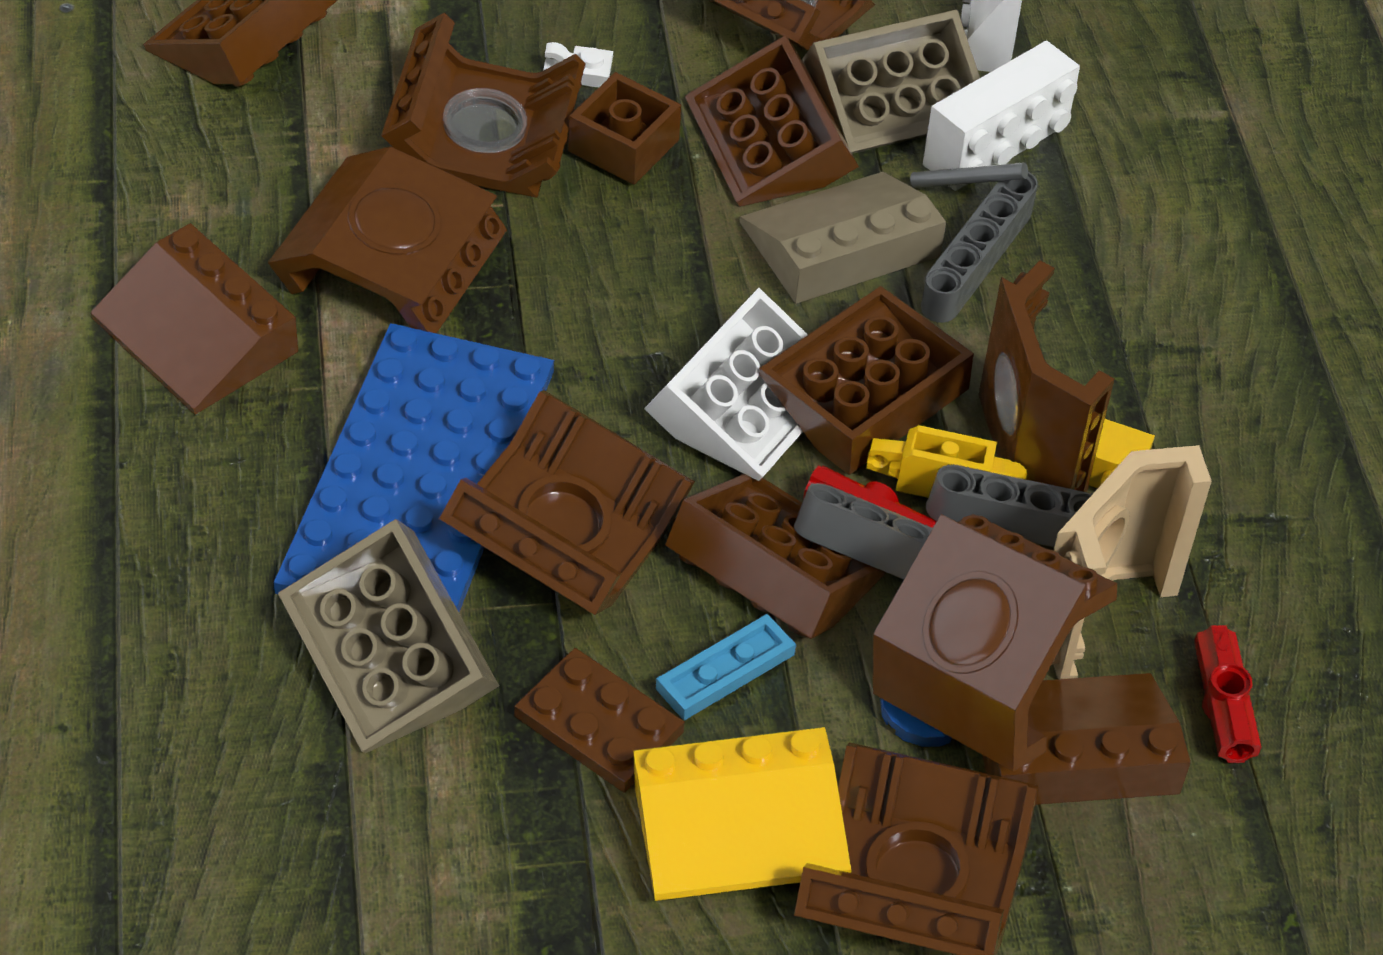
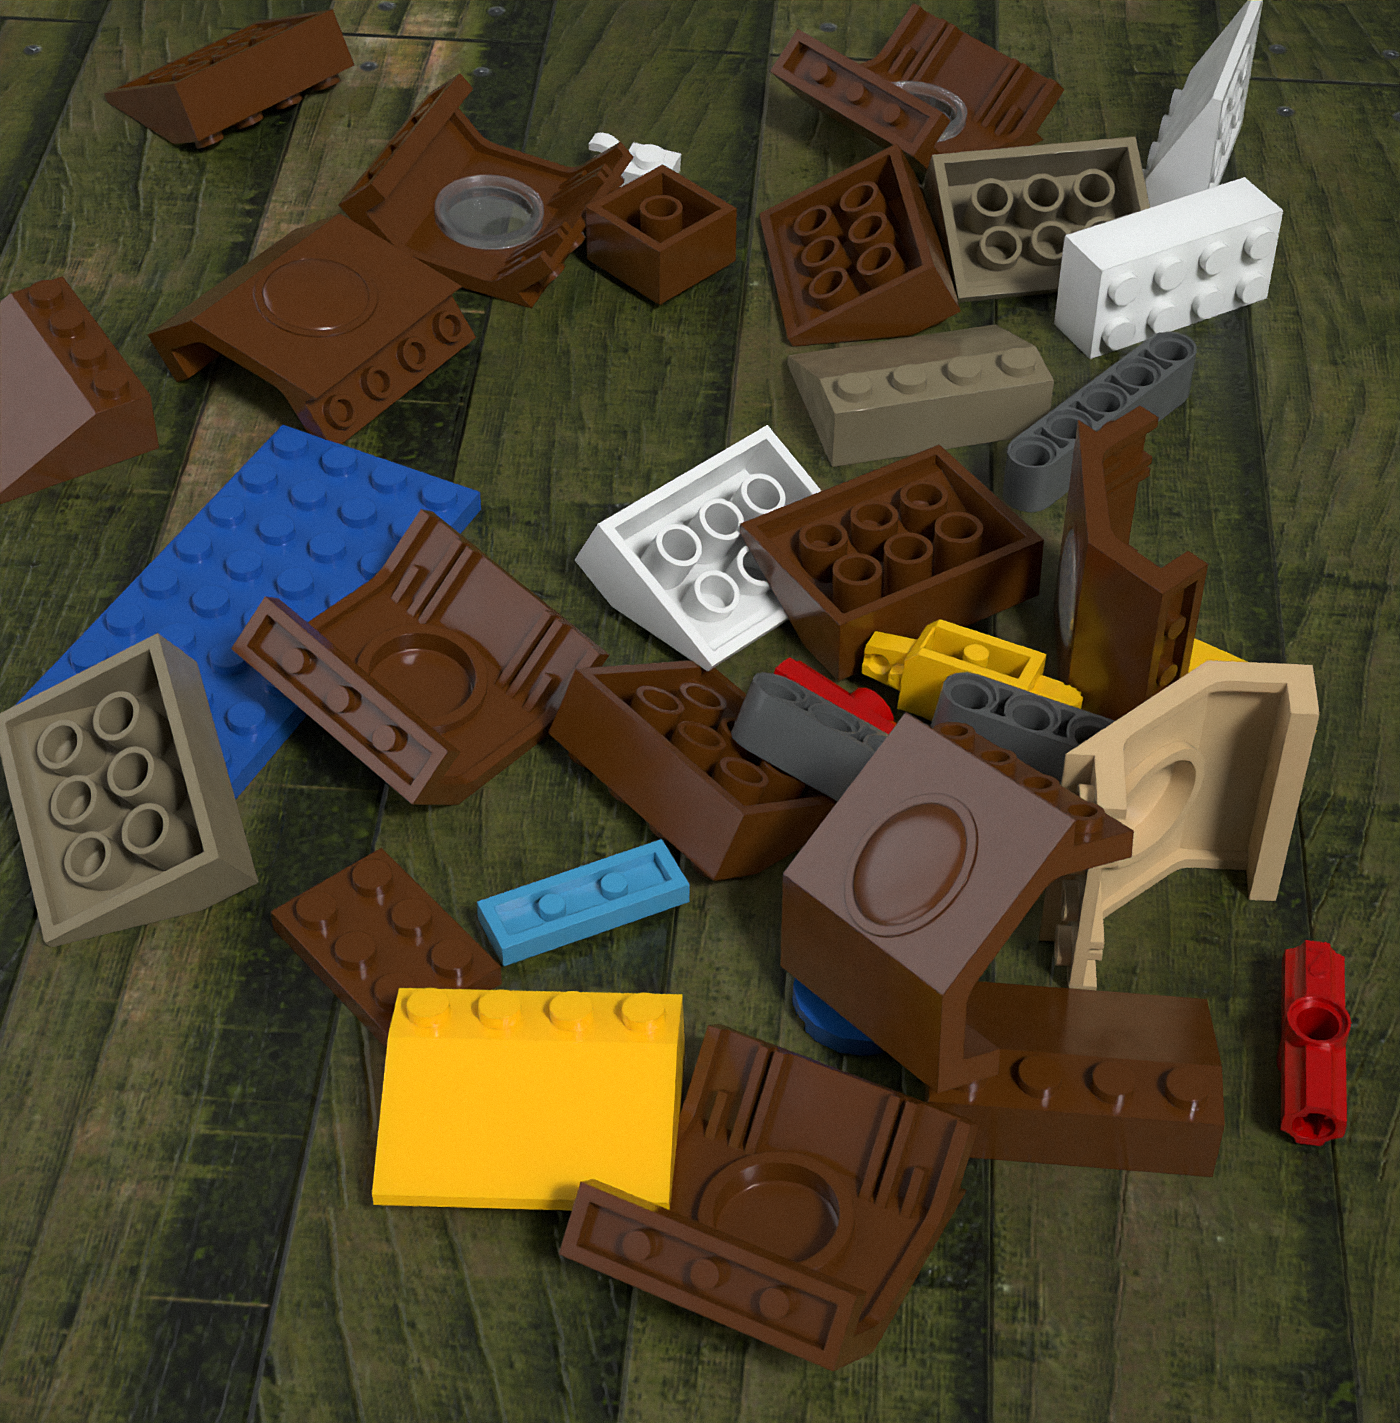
camera: 15 degrees right, 5 degrees down
(969, 175) = (1107, 333): dark grey bar -> none

